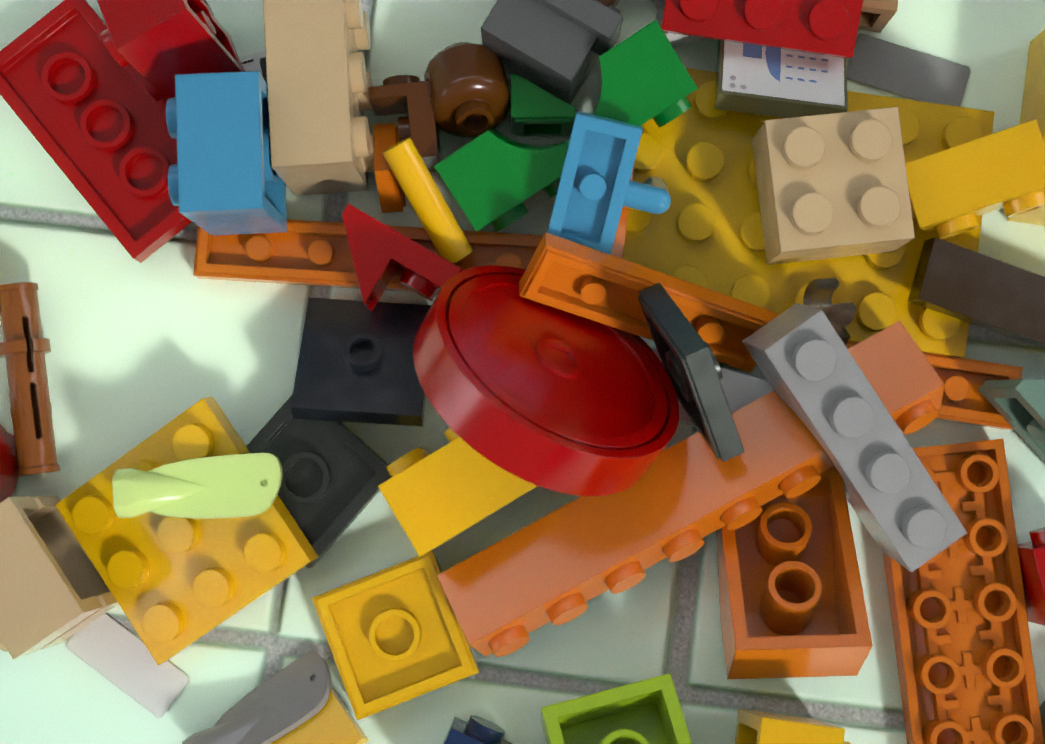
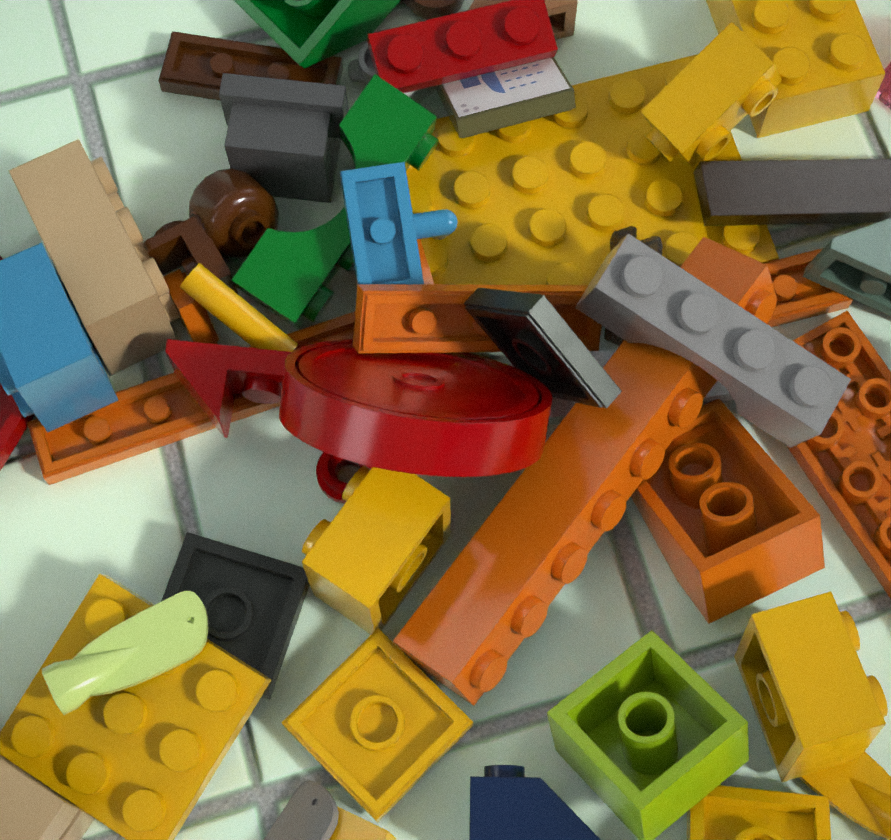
camera: 25 degrees left, 15 degrees down
(359, 363) = (239, 484): black plate -> none
(538, 111) = (304, 204): green slope -> none
(832, 185) = (591, 156): tan brick -> none
(907, 72) = (611, 55): light grey sticker -> none

